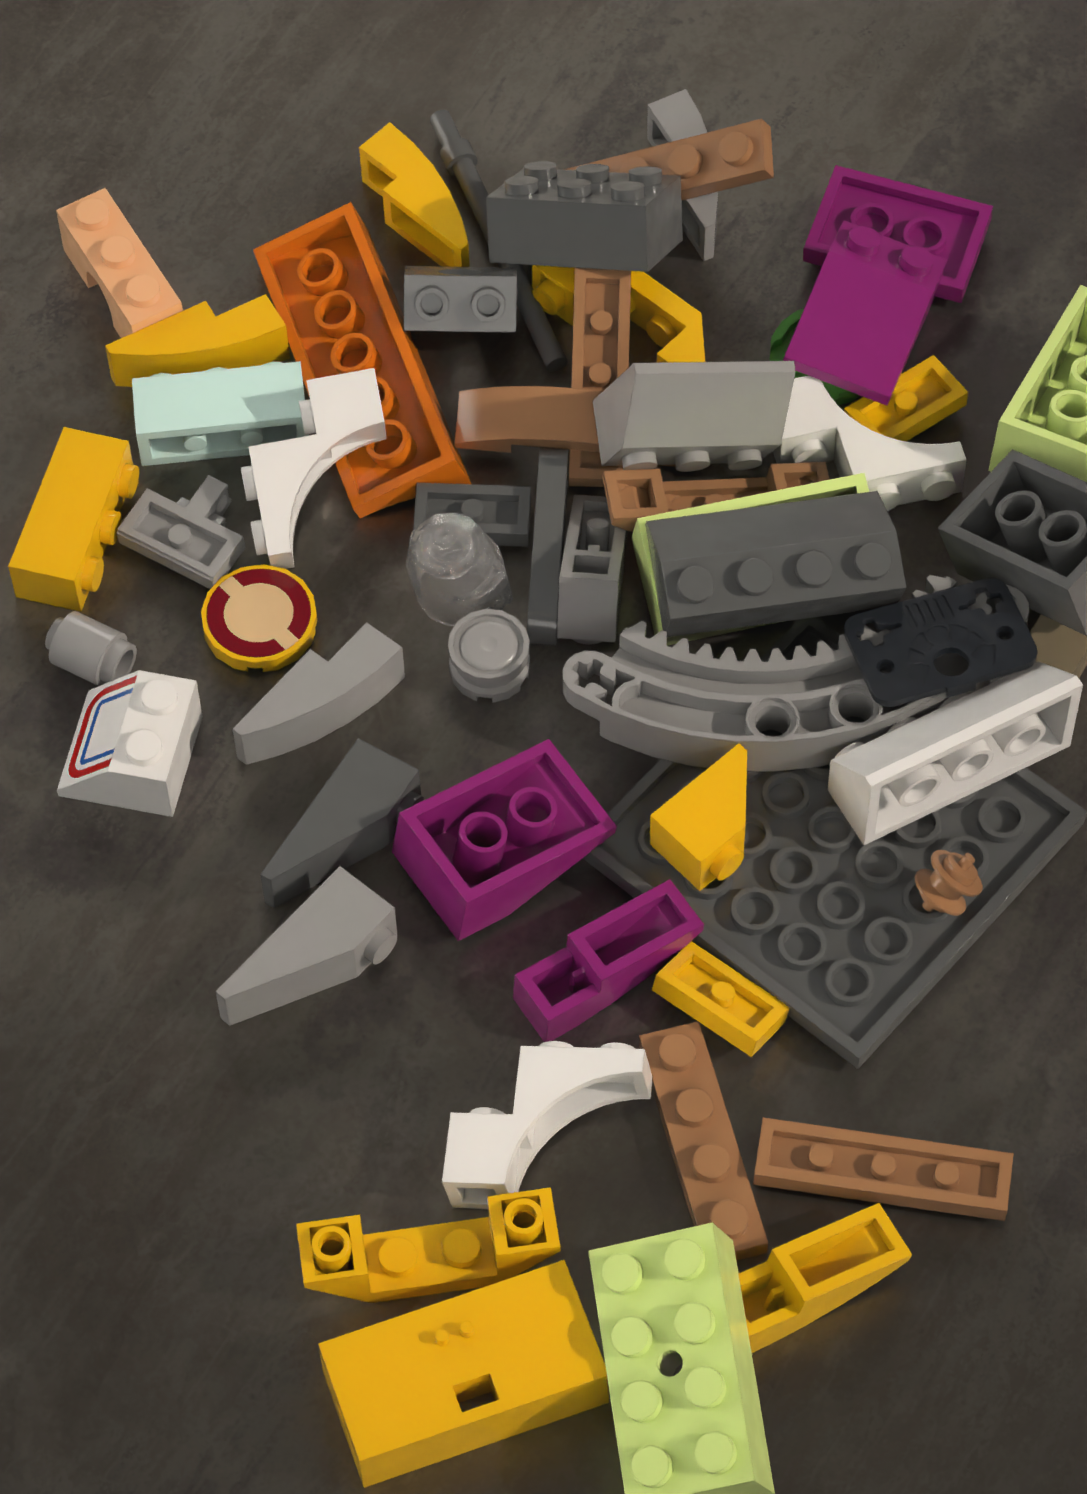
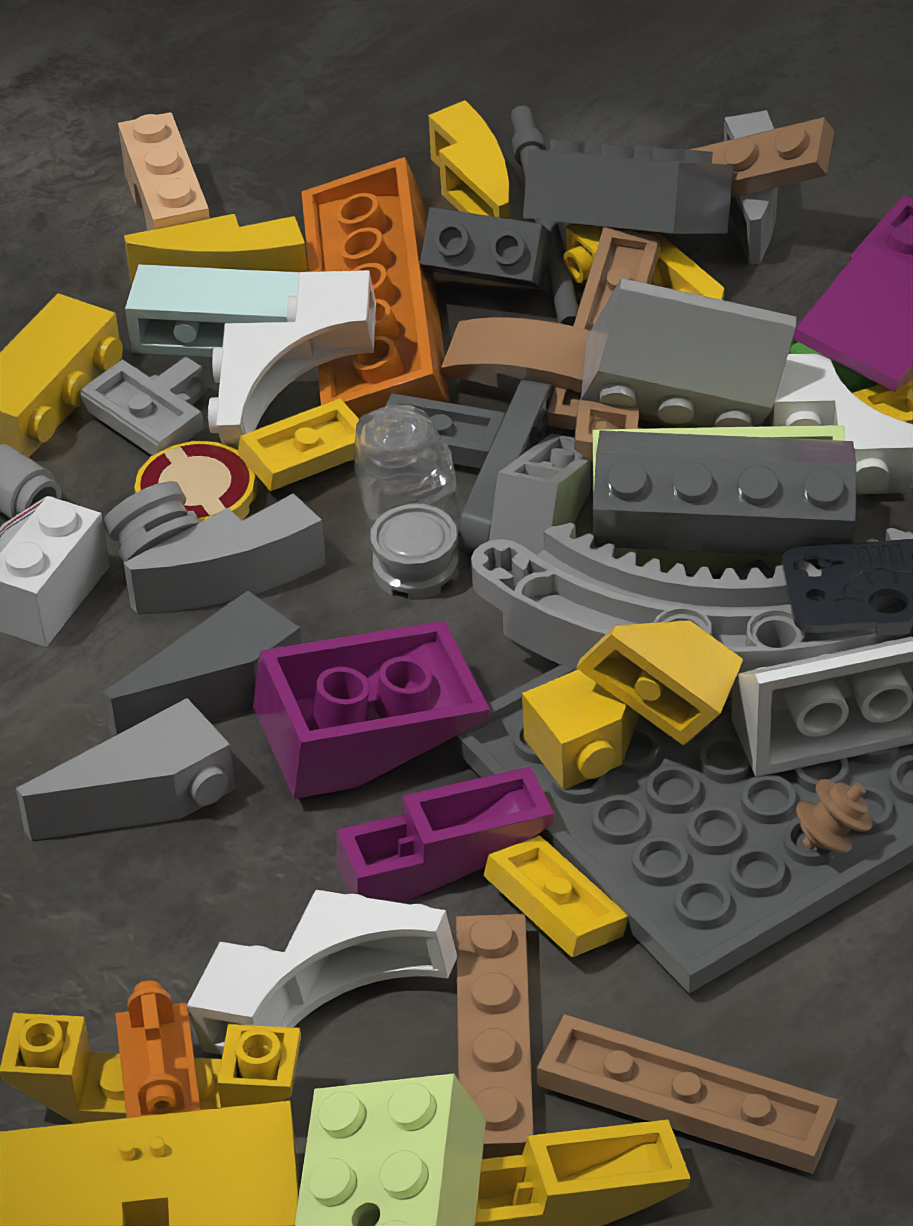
camera: 15 degrees right, 15 degrees down
(231, 678) = (149, 518): none -> light grey wheel
(351, 554) = (301, 444): none -> yellow plate
(432, 1239) = (156, 1054): none -> orange hinge
(780, 778) = (665, 673): none -> yellow slope

